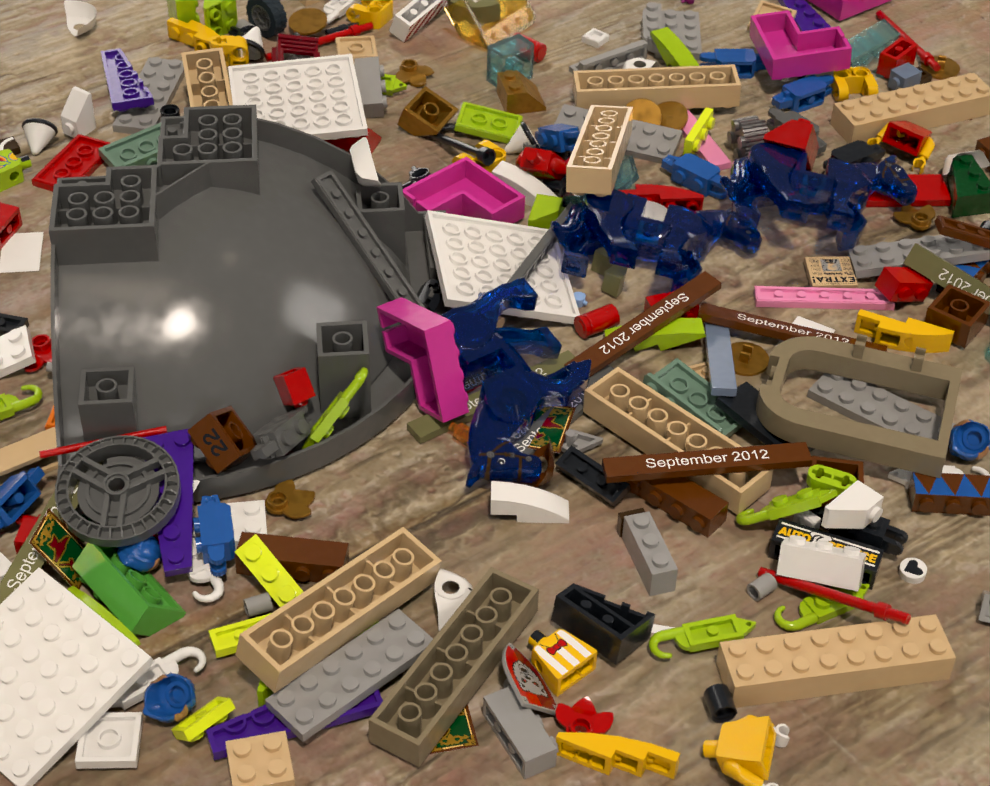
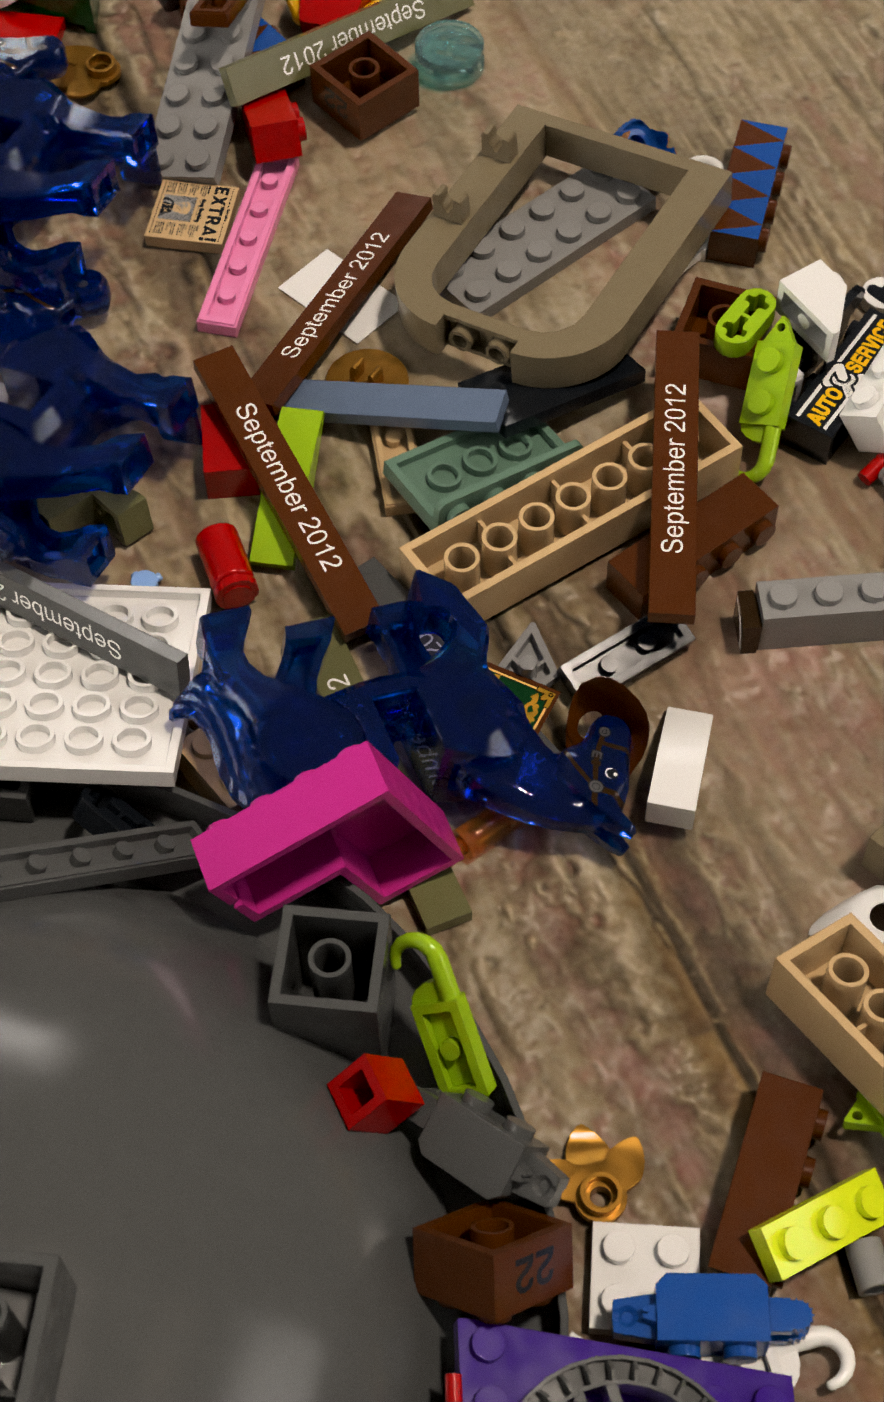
camera: 75 degrees left, 15 degrees up
(903, 335) = (378, 170): yellow slope -> none

